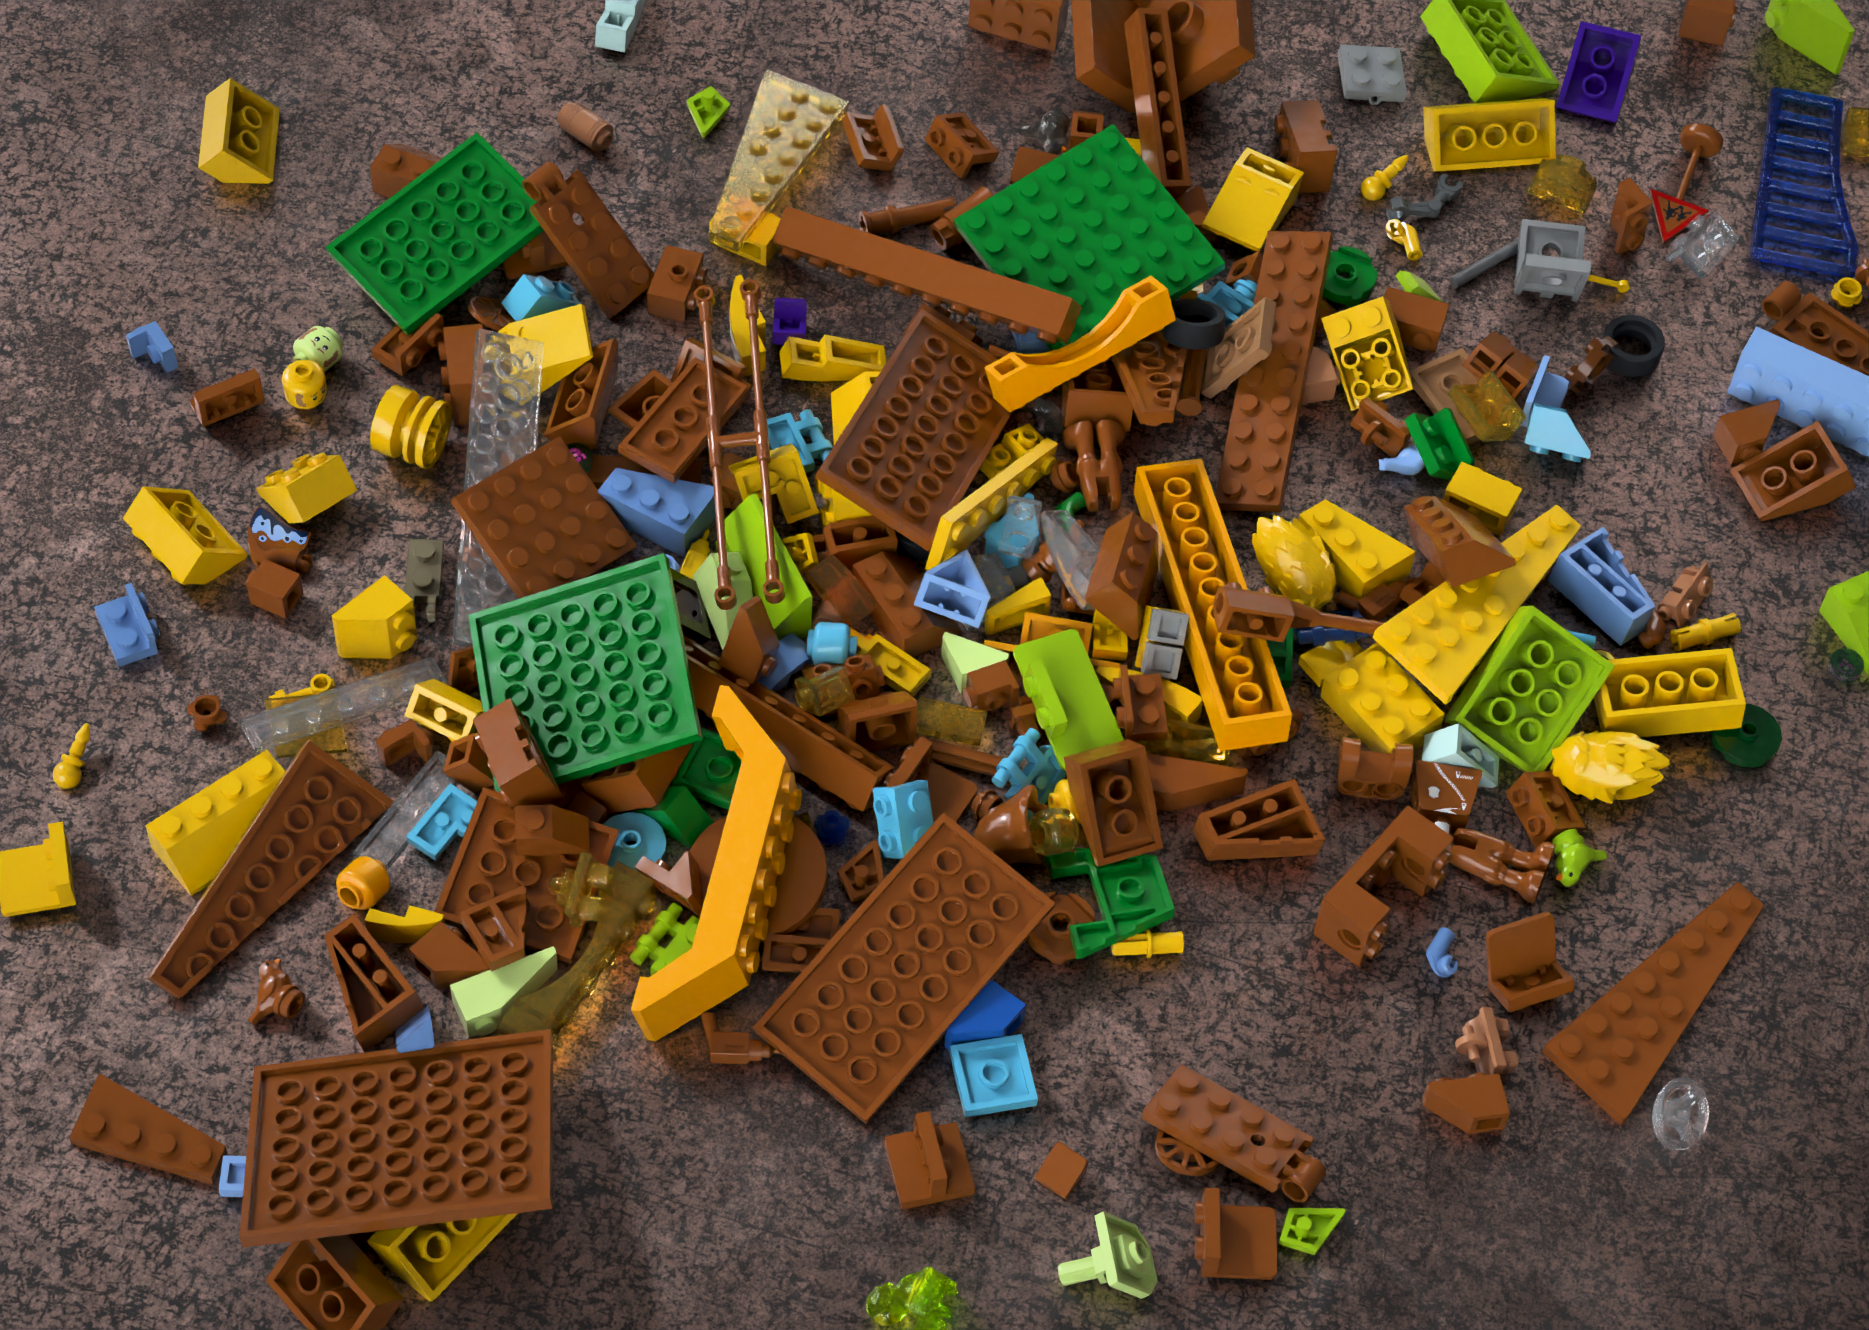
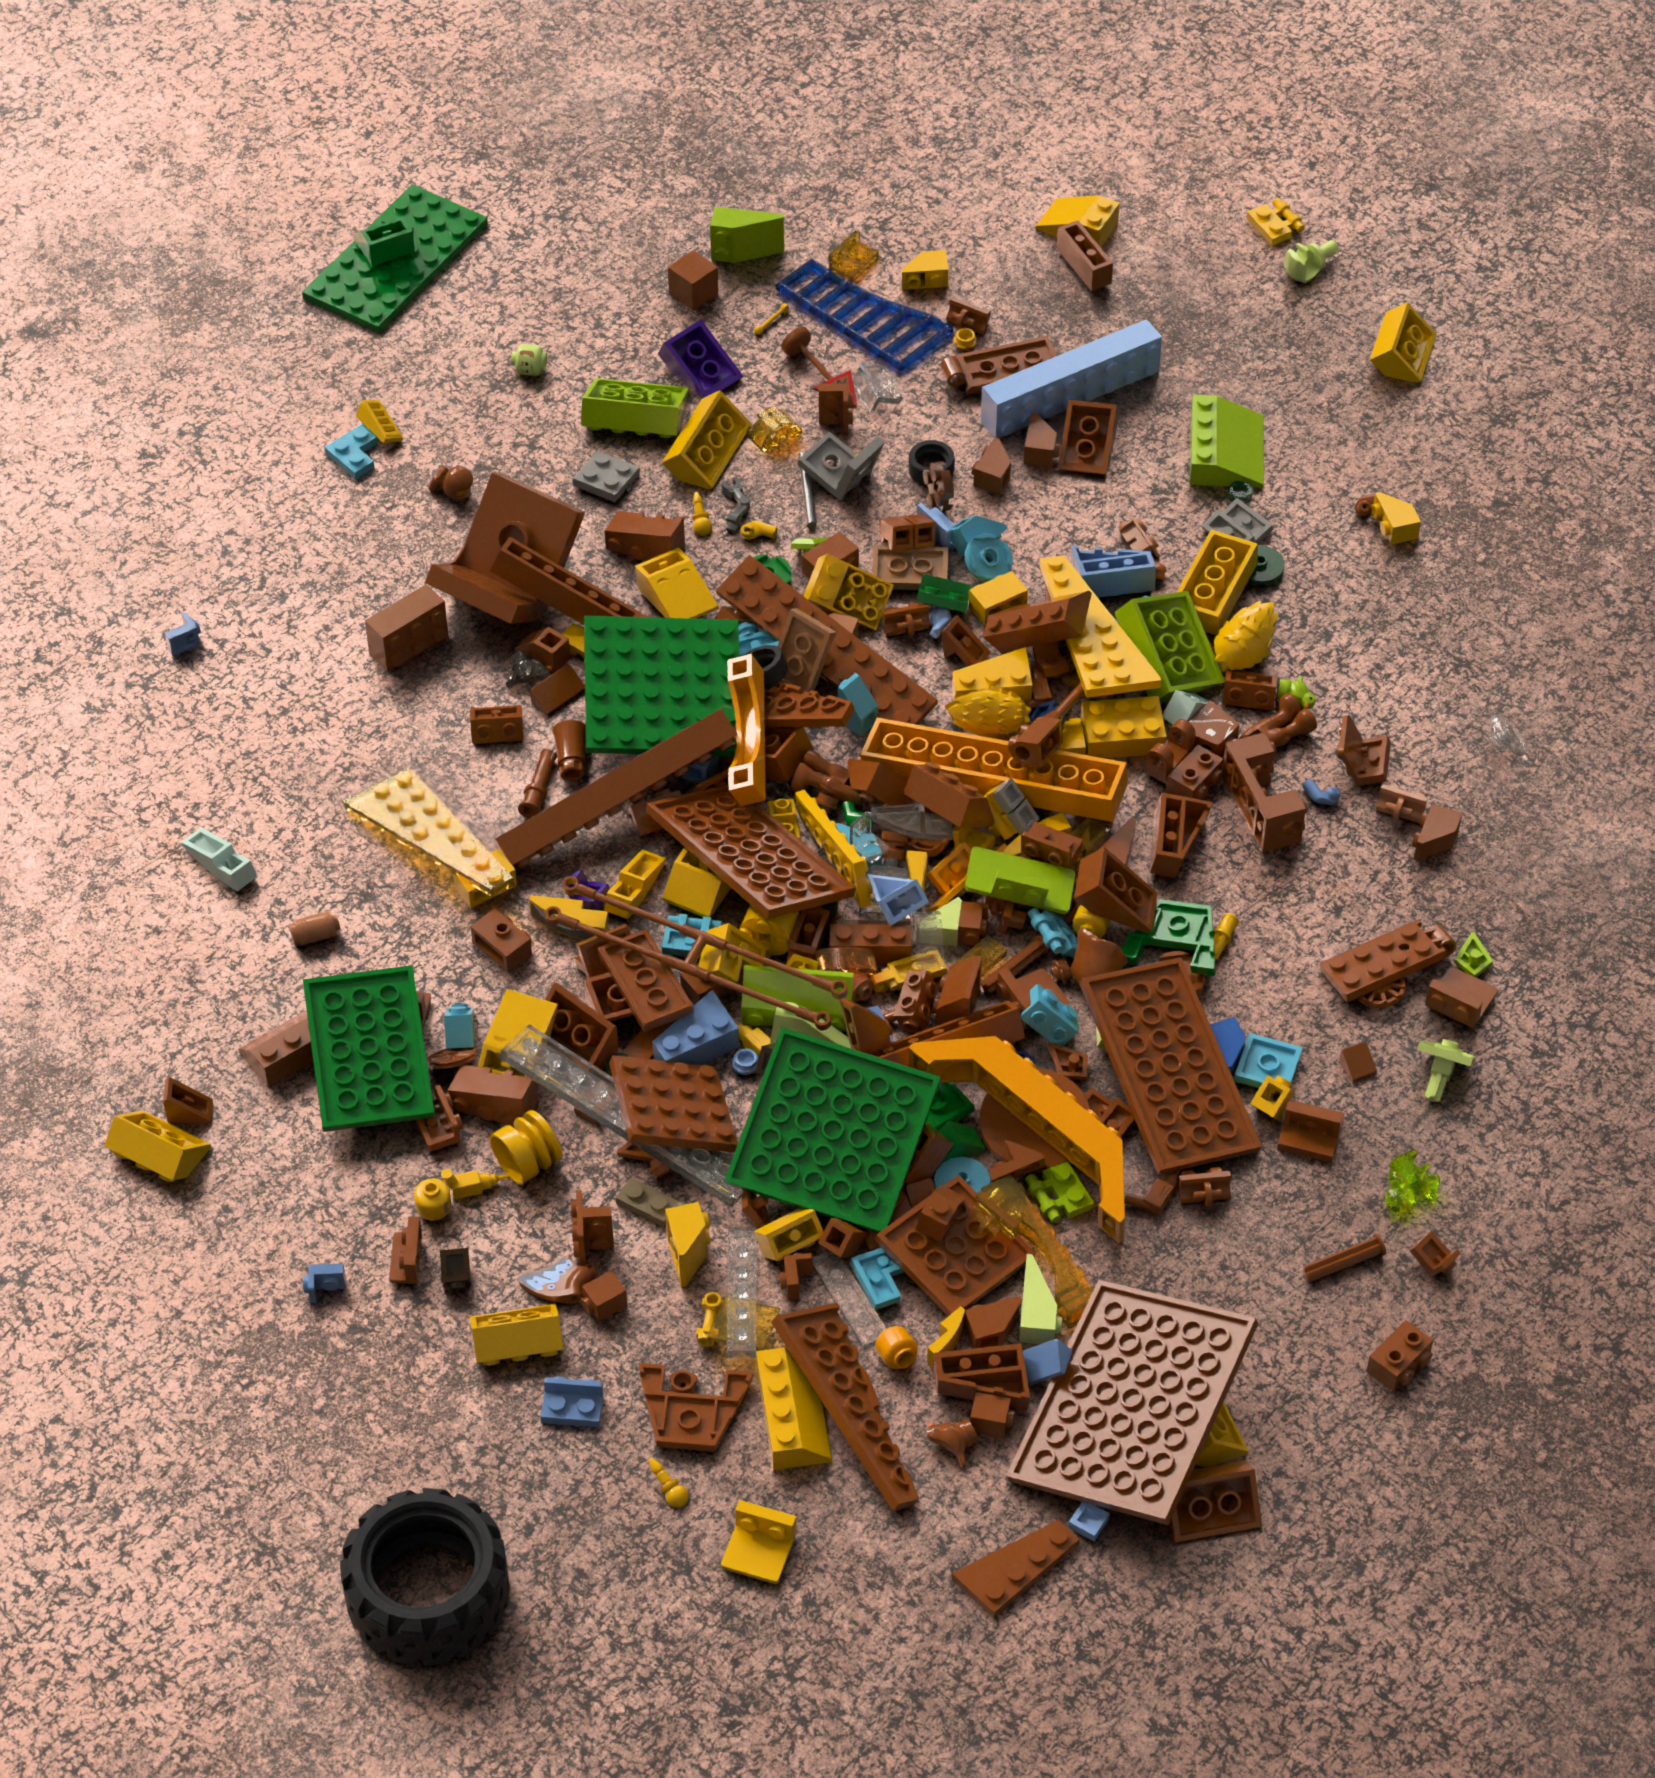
camera: 55 degrees left, 5 degrees down
(164, 738) = (691, 1419): none -> dark orange wing
(233, 447) = (455, 1268): none -> dark brown bracket
(299, 131) = (185, 1104): none -> dark orange slope
(307, 487) = (528, 1237): yellow slope -> none
(320, 346) = (403, 1177): yellowish green head -> none
(325, 1014) = (991, 1415): none -> dark orange brick
(339, 528) = (590, 1228): none -> dark orange bracket
(347, 404) = (470, 1183): none -> yellow piece
(499, 927) = (996, 1276): dark orange wing -> none
(515, 756) = (874, 1198): dark orange wedge -> none
(595, 248) = (437, 962): dark orange hinge -> none
(707, 109) = (351, 852): lime piece -> none
(762, 1282) = (1344, 1258): none -> dark orange axle
(768, 1088) = (1204, 1186): none -> dark orange hips
(824, 691) = (929, 1008): clear yellow bracket -> none
(830, 643) = (885, 989): medium azure head -> none
(874, 139) = (457, 766): dark orange bracket -> none
(923, 647) = (928, 939): none -> clear bracket
(941, 1095) = (1263, 1097): none -> yellow brick
(1054, 831) = (1116, 933): clear yellow head -> none
(1104, 499) = (877, 783): none -> dark orange slope
(1214, 433) = (863, 702): none -> medium azure slope
(1363, 807) = (1195, 774): none -> dark orange brick
(1384, 494) = (961, 640): none -> dark orange slope
(1488, 408) = (938, 553): clear yellow bracket -> none
(1546, 453) = (995, 550): none -> medium azure plate
(1635, 1025) = (1427, 725): dark orange wing -> none
(1672, 406) = (993, 468): none -> dark orange slope
(1705, 631) = (1172, 544): yellow pin -> none
(1748, 111) = (758, 330): none -> yellow hinge
(1788, 686) = (1240, 522): none -> light grey slope

